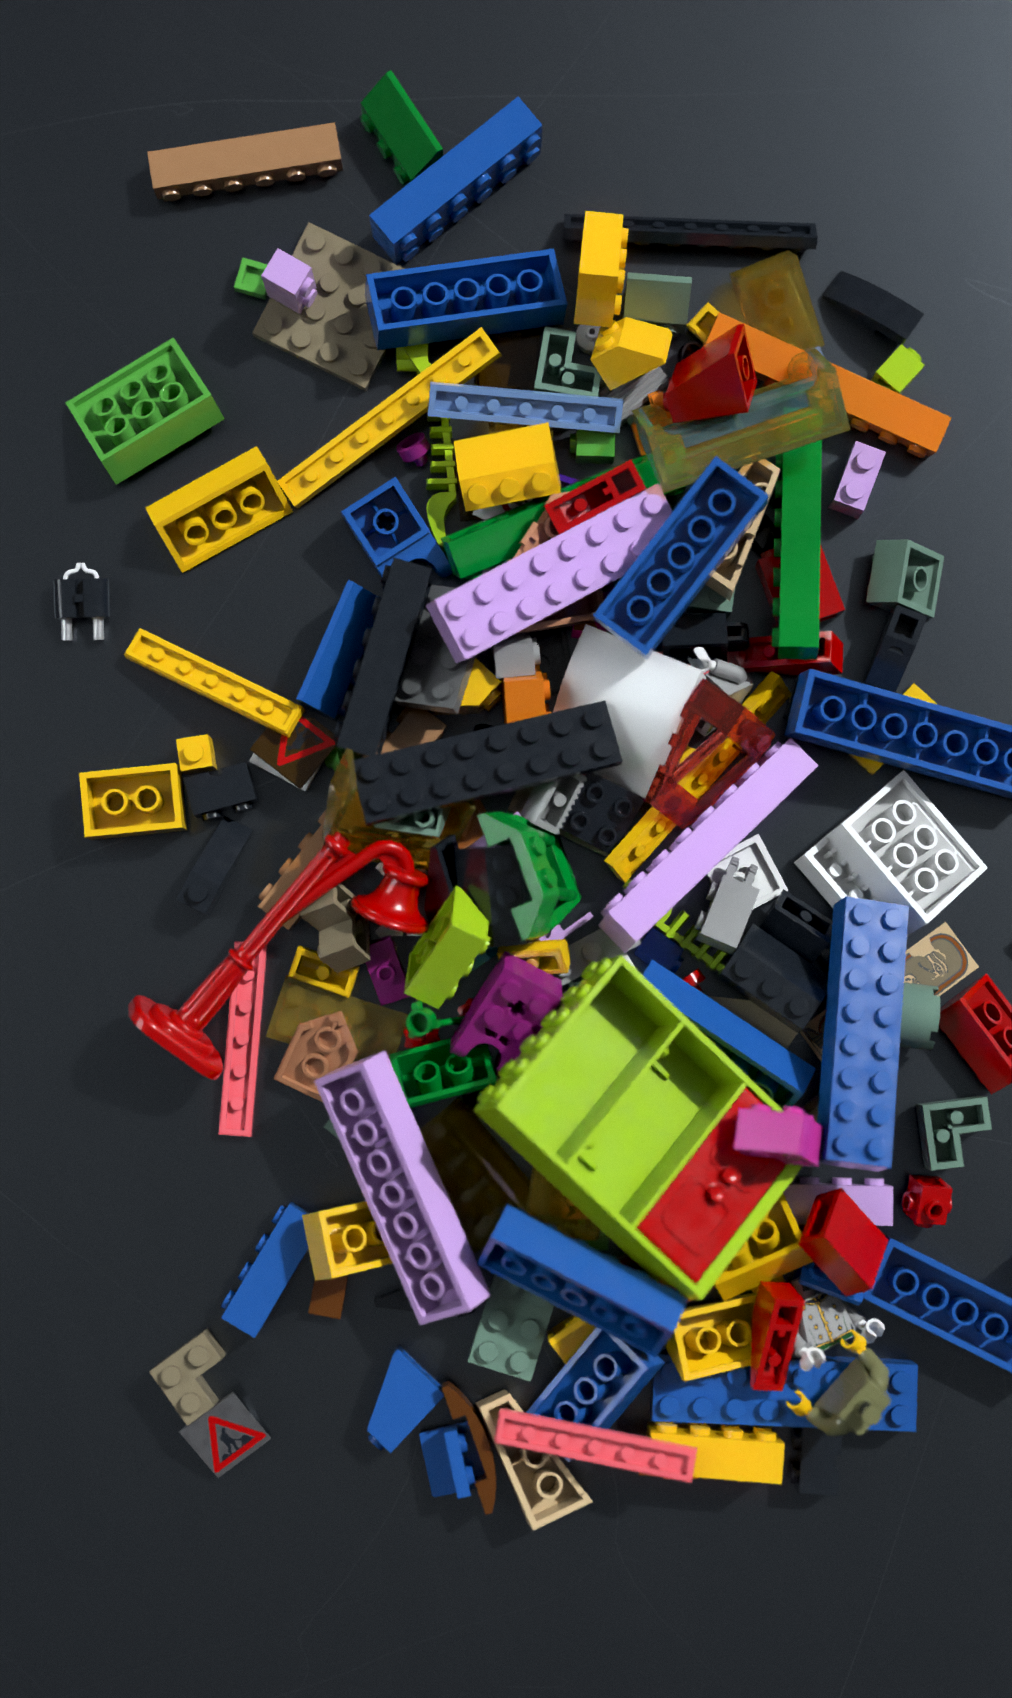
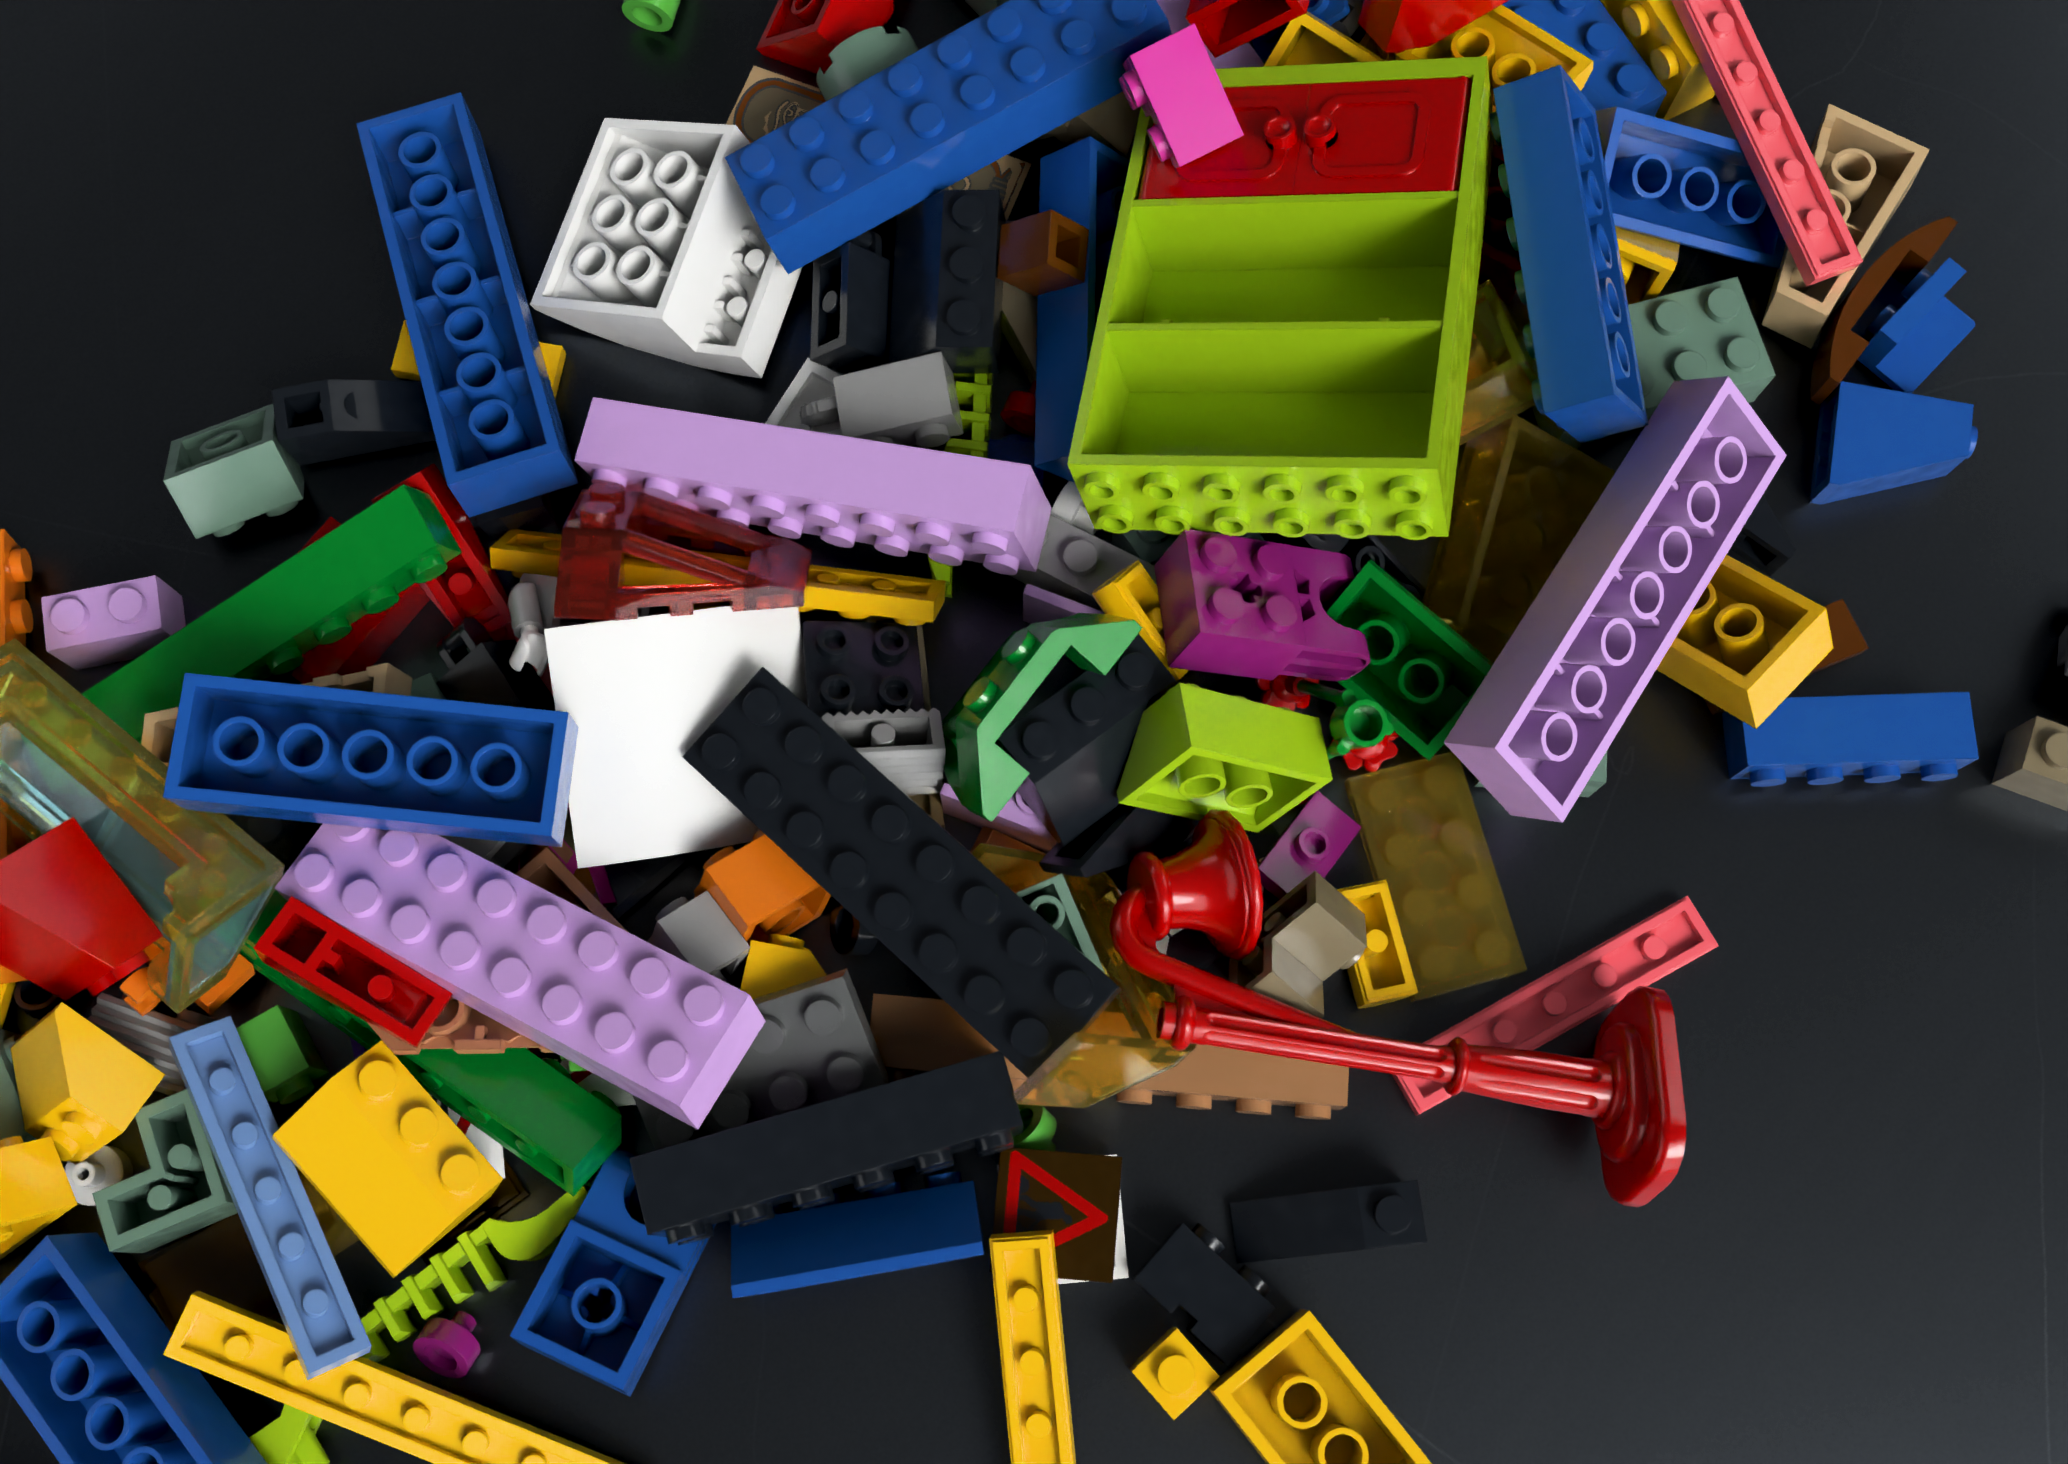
camera: 120 degrees left, 10 degrees down
(315, 1051) = (1504, 866): nougat tile -> none
(754, 1029) = (1042, 253): none -> reddish brown brick

